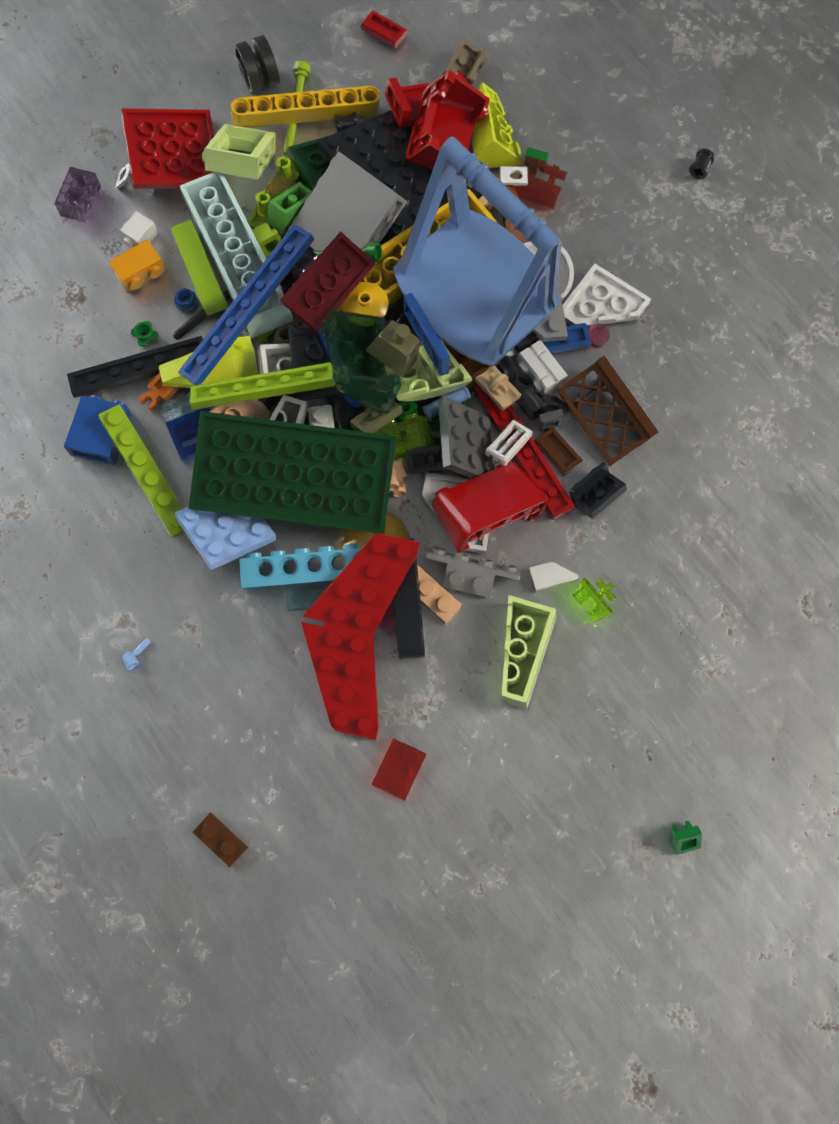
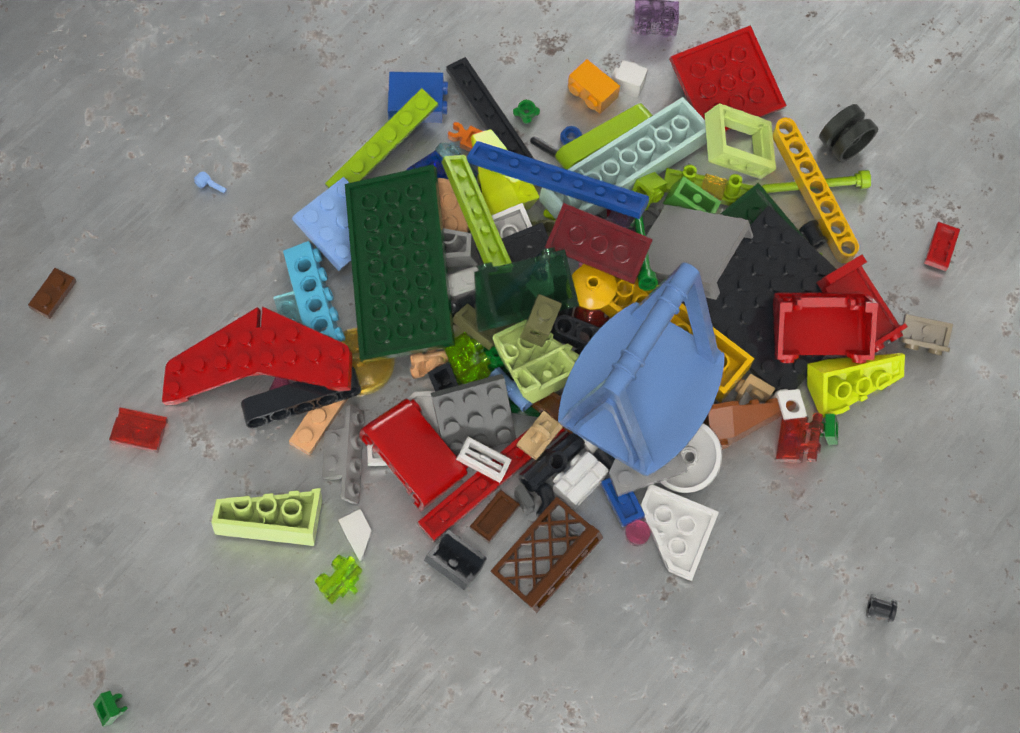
camera: 75 degrees right, 5 degrees down
(426, 334) = (565, 346): blue tile -> none

